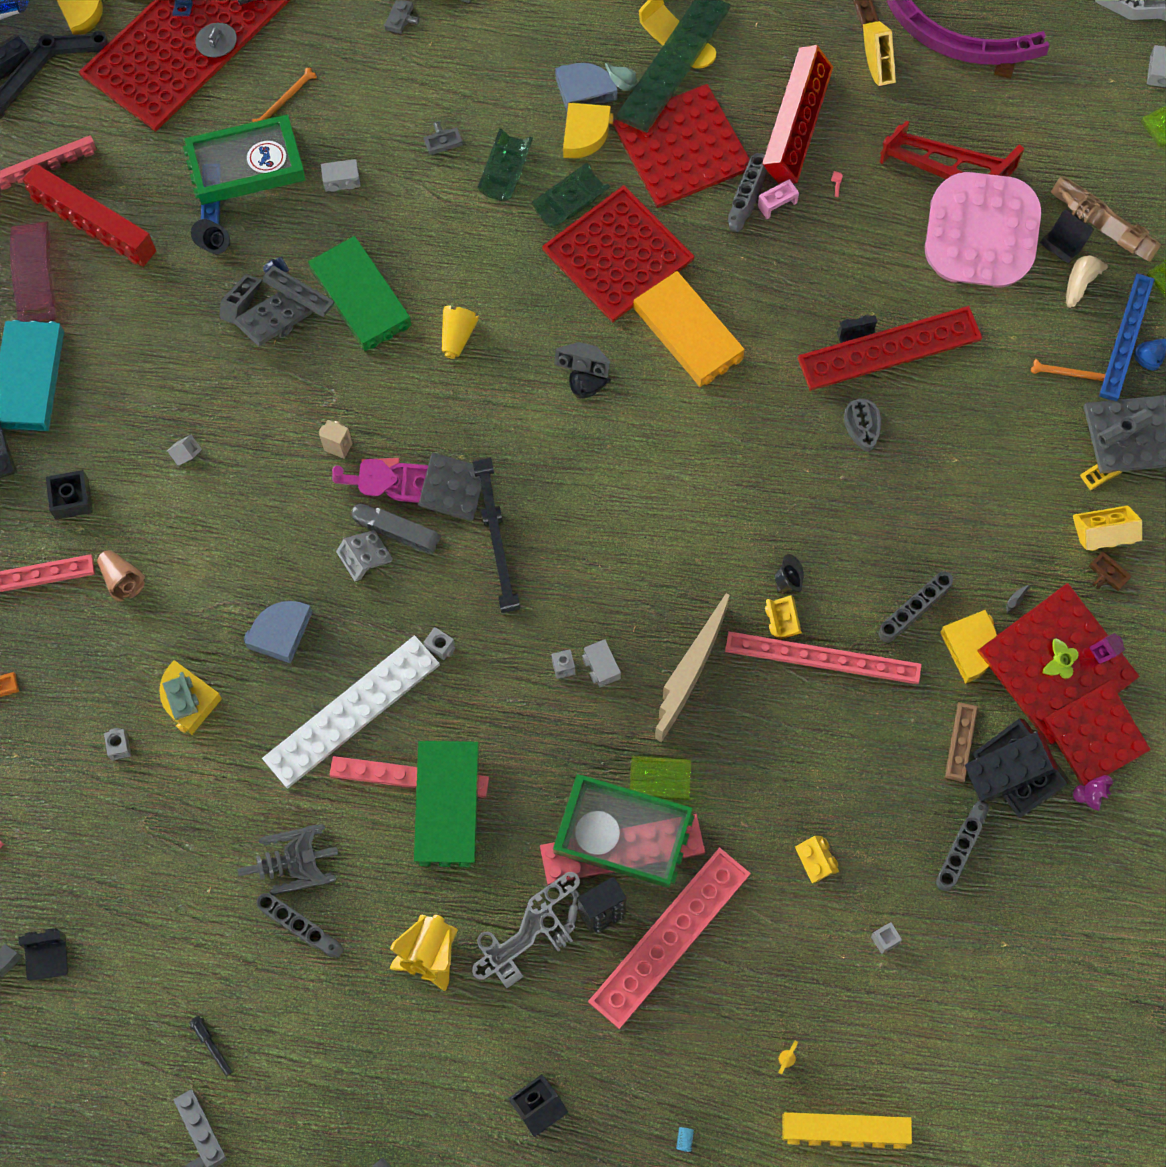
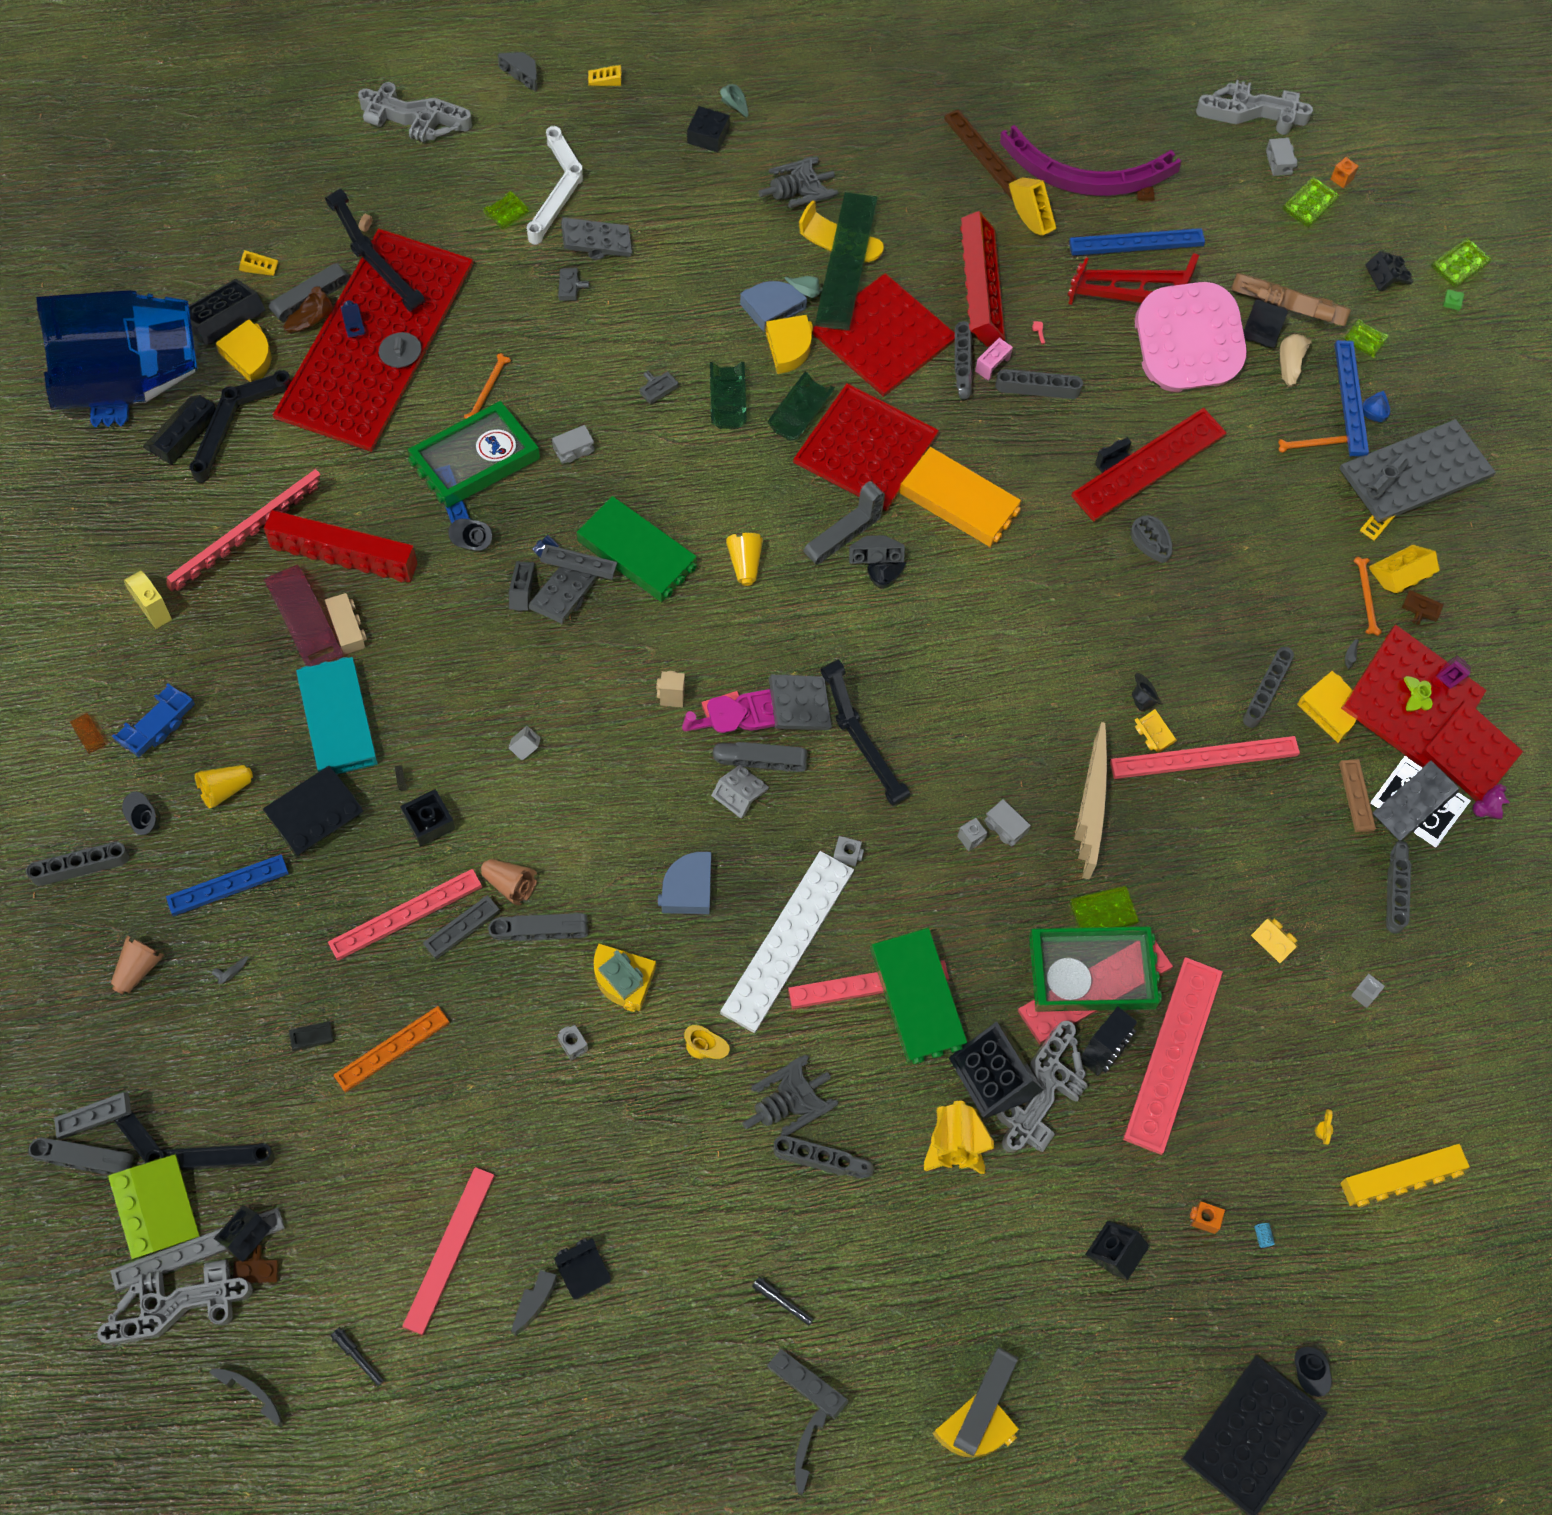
camera: 25 degrees left, 5 degrees down
(61, 450) = (400, 776): none -> clear smoke tile
(61, 605) = (461, 927): none -> dark grey plate
(68, 289) = (346, 623): none -> tan brick
(130, 627) = (539, 927): none -> dark grey piece
(234, 783) = (705, 1044): none -> yellow piece
(489, 899) = (995, 1072): none -> black slope
(567, 329) = (850, 526): none -> dark grey beam
(640, 1112) = (1215, 1214): none -> orange brick
(819, 243) = (1038, 384): none -> dark grey beam
(974, 117) = (1136, 241): none -> blue plate
(1050, 578) = (1373, 628): none -> orange piece

